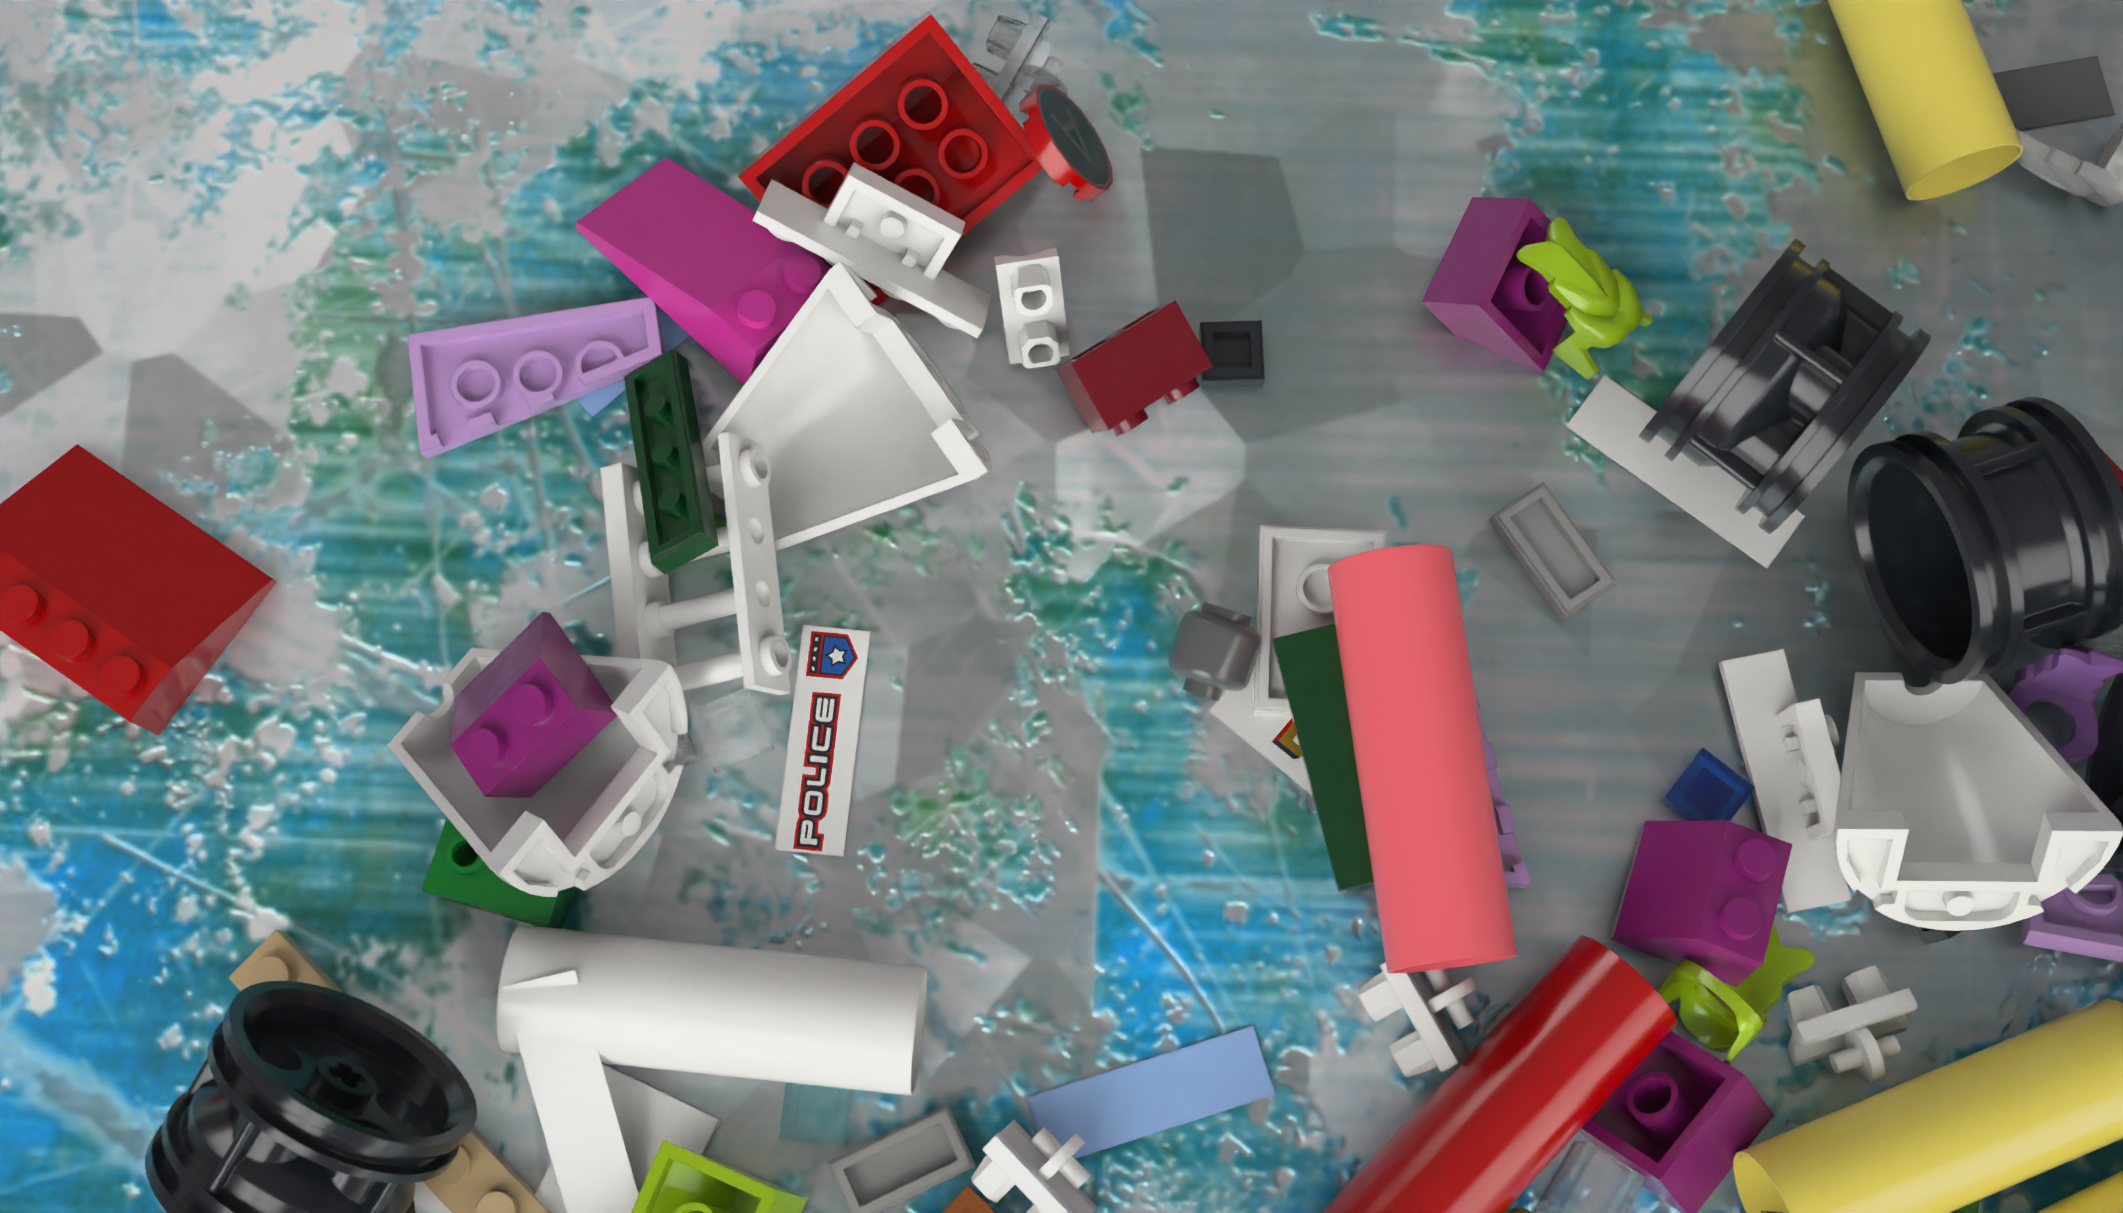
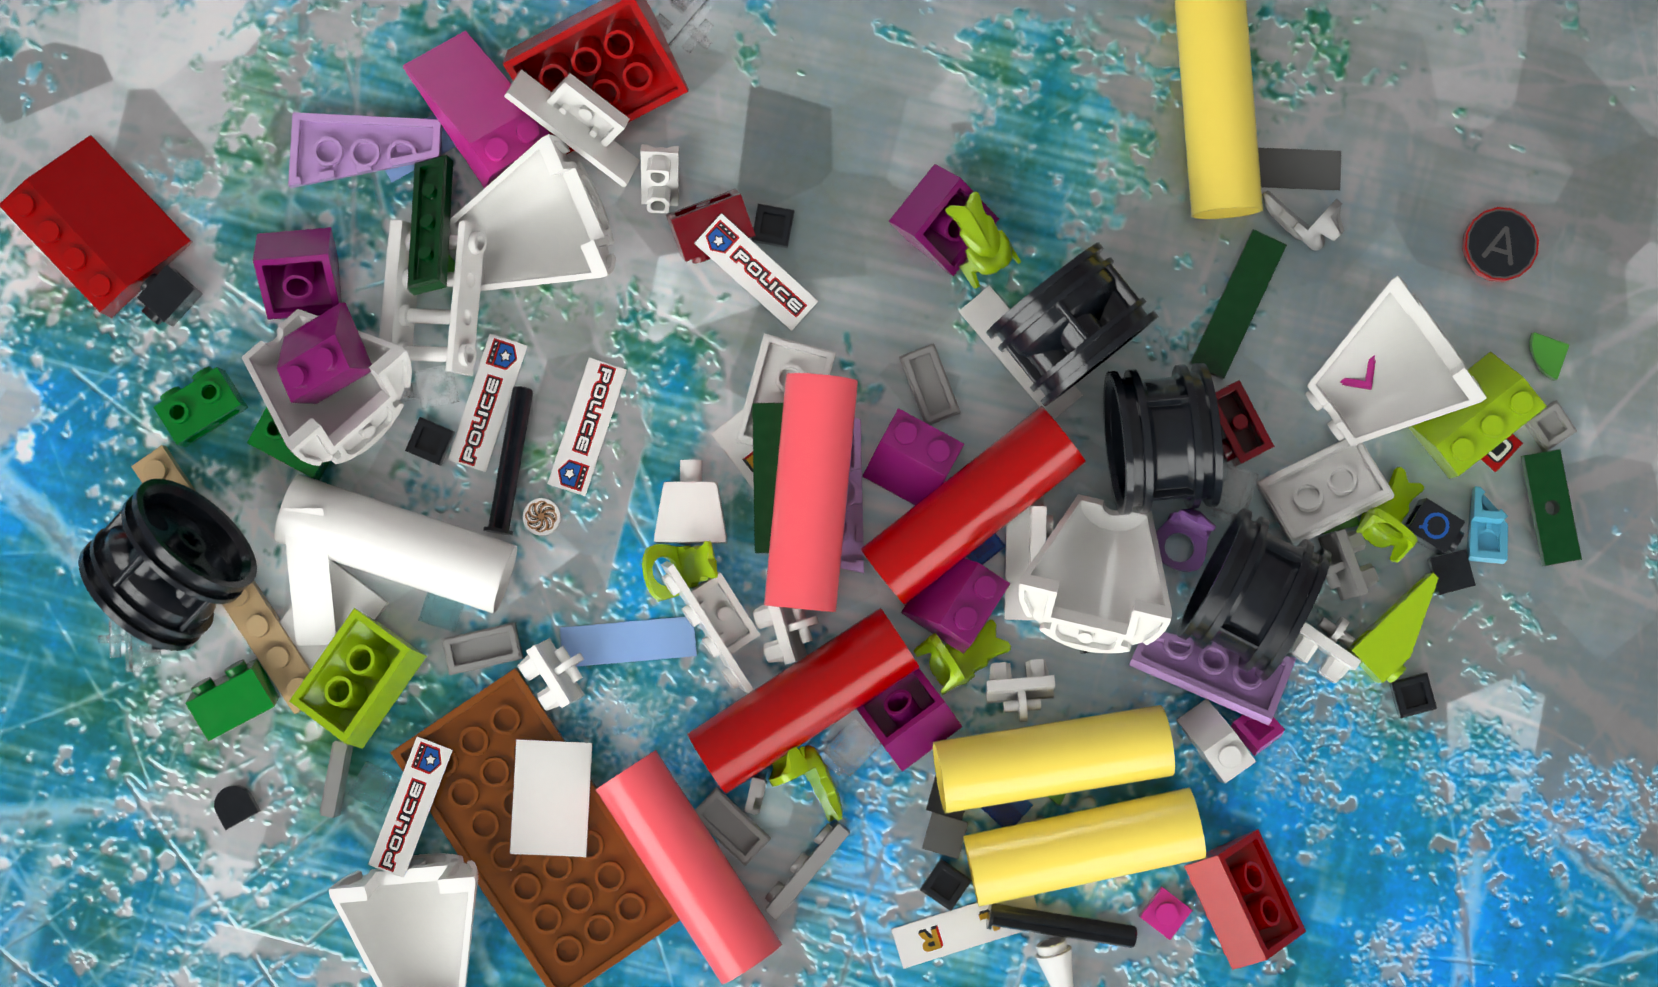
camera: 15 degrees right, 10 degrees up
(246, 675) = (167, 296): none -> black brick
(330, 848) = (199, 406): none -> green brick
(458, 587) = (297, 271): none -> magenta slope
(738, 824) = (430, 441): none -> black tile
(882, 830) = (510, 461): none -> black axle
(956, 911) = (542, 517): none -> tile
(999, 745) = (587, 426): none -> white sticker
(1066, 142) = (701, 79): tile -> none
(1210, 841) = (690, 509): none -> white torso
(1214, 650) = (719, 401): dark grey head -> none
(1225, 426) = (756, 272): none -> white sticker
(1226, 936) = (692, 563): none -> lime hair
(1306, 1016) = (720, 618): none -> white bracket
(1563, 675) = (912, 458): none -> magenta slope
(1694, 723) = (973, 505): none -> red piece
(2015, 304) = (1238, 303): none -> dark green tile

